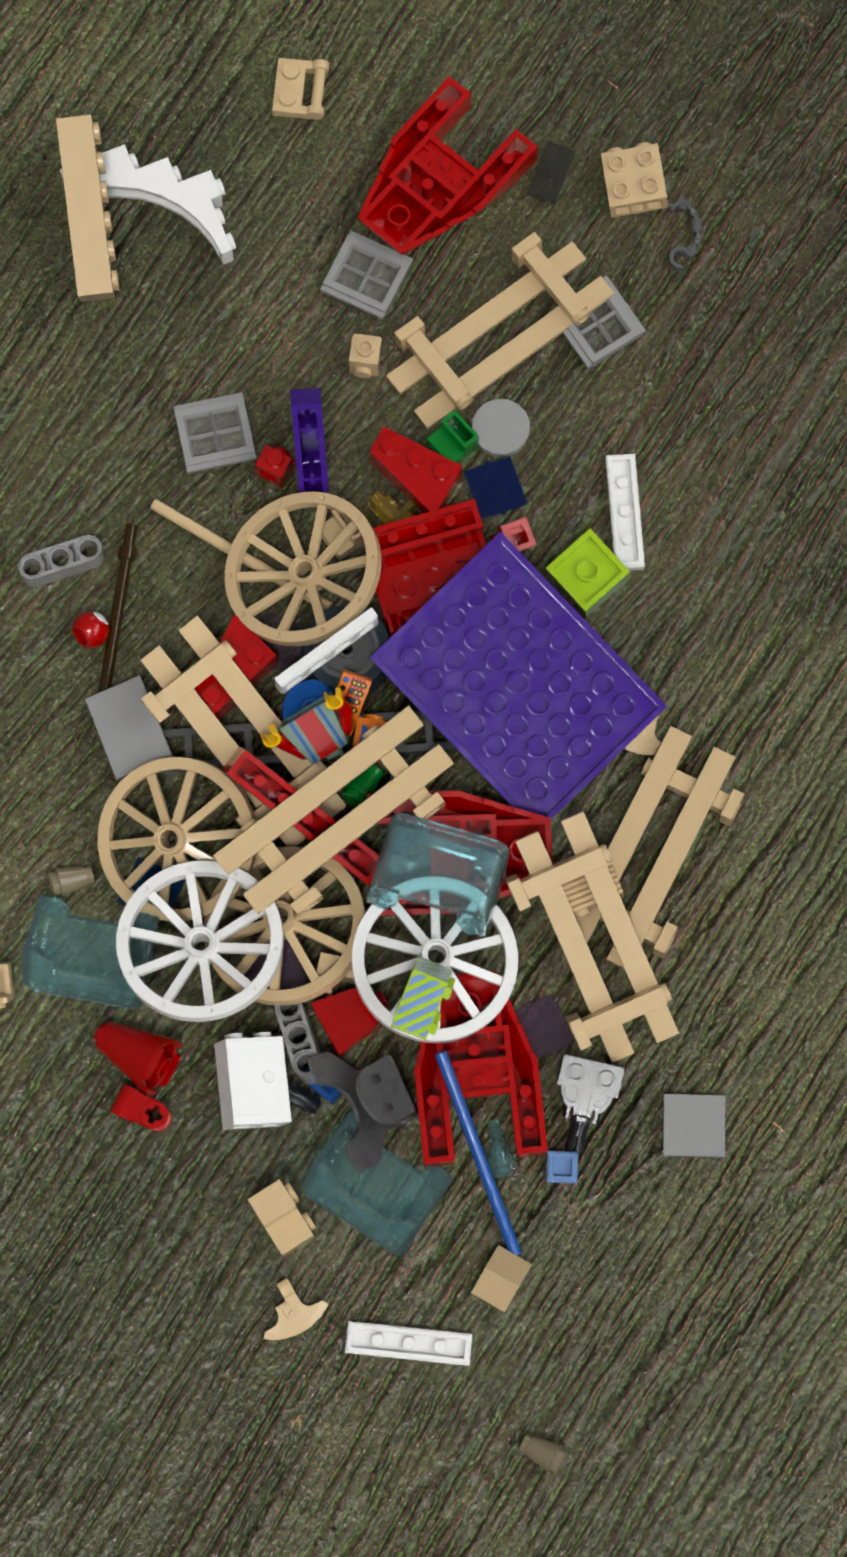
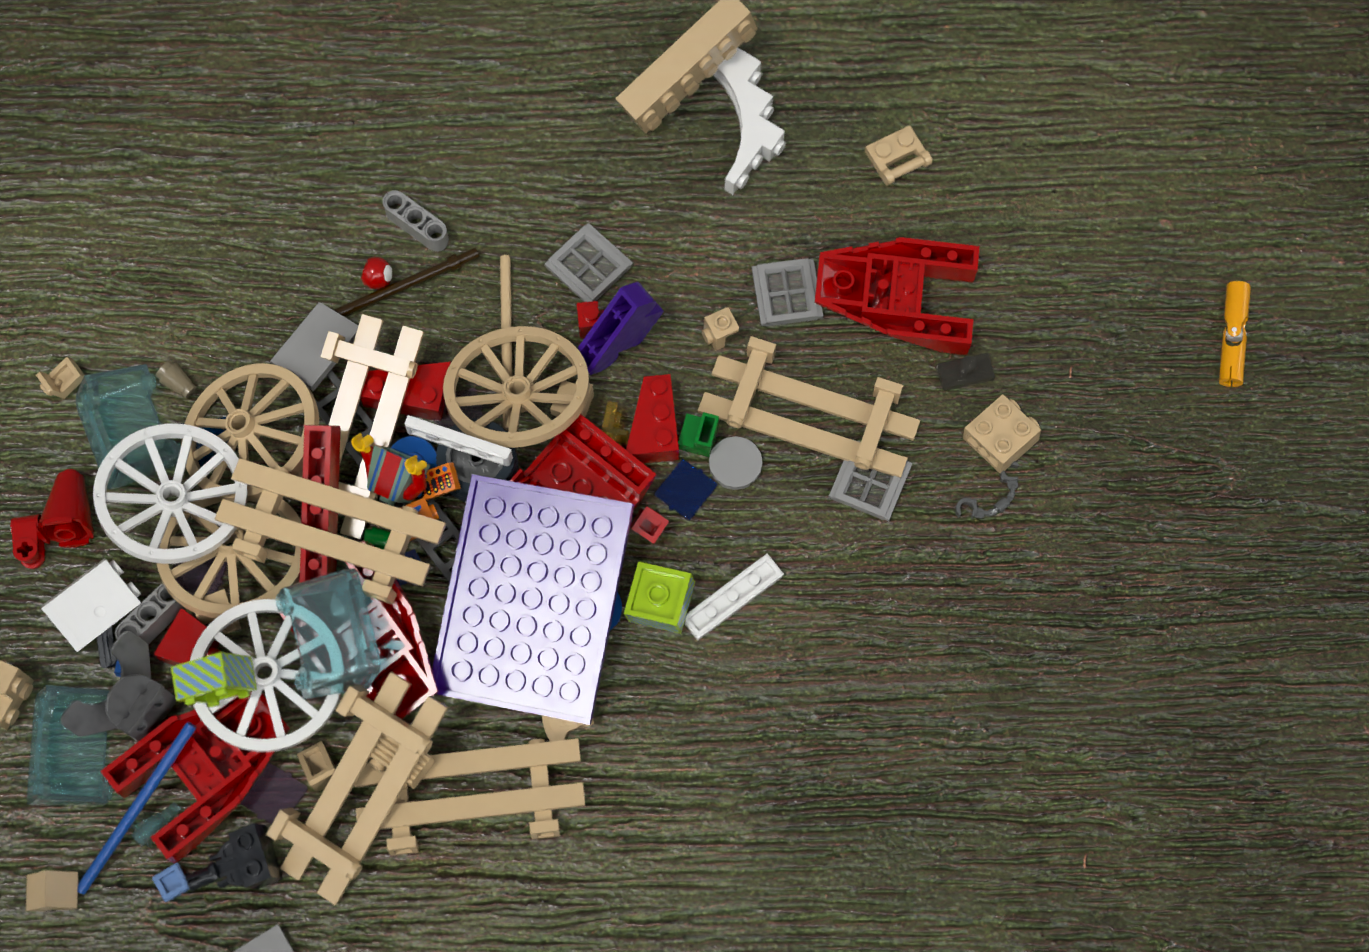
camera: 55 degrees right, 5 degrees down
(541, 971) = (317, 765): none -> tan slope

